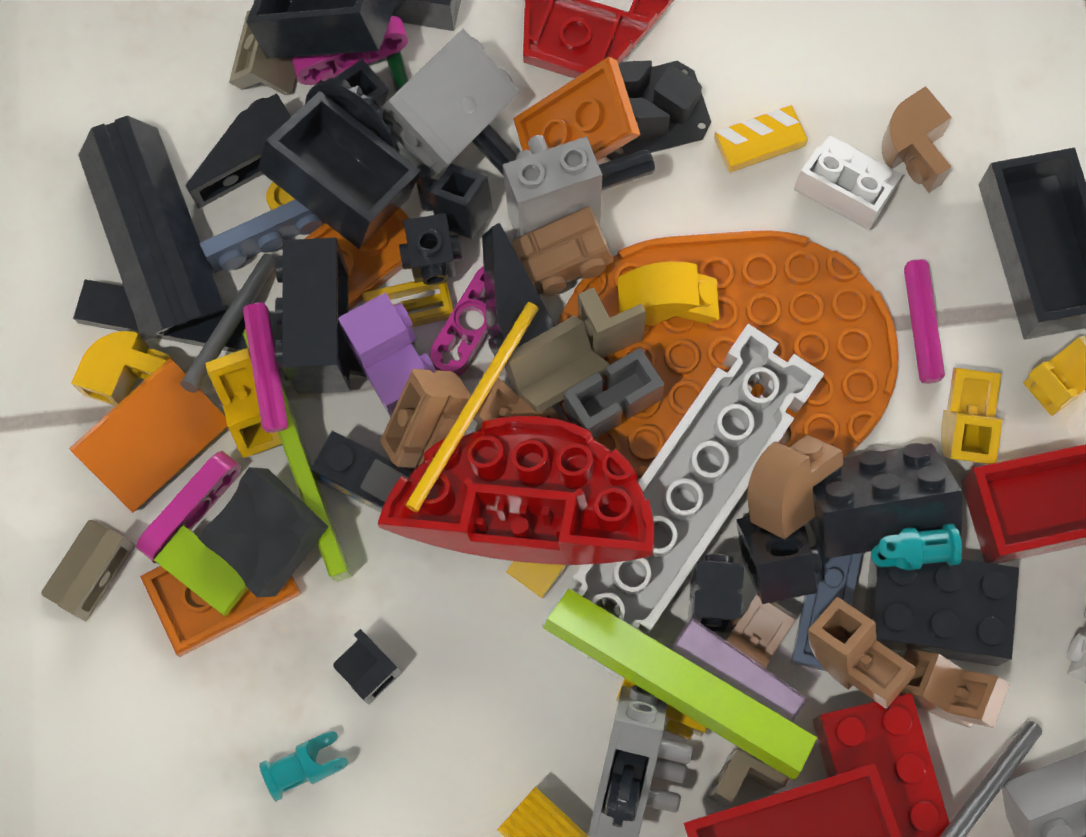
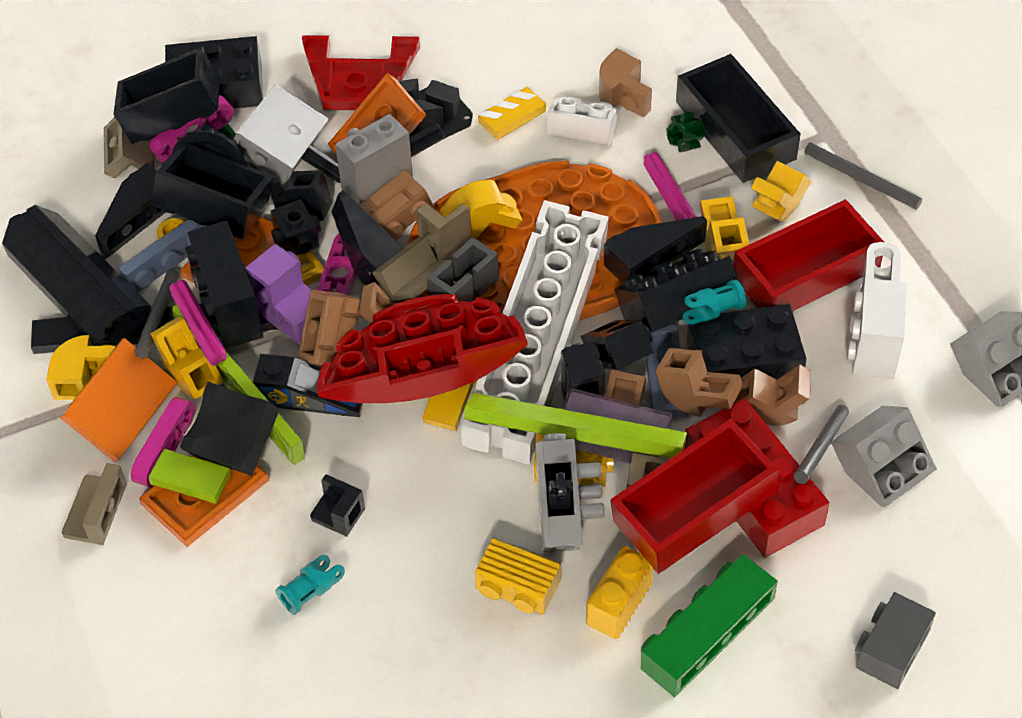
camera: 20 degrees left, 20 degrees down
(471, 407) = (362, 304): yellow axle -> none
(784, 481) = (605, 292): medium nougat brick -> none
(865, 417) = (649, 245): none -> black slope
(974, 243) = (685, 132): none -> dark green gear

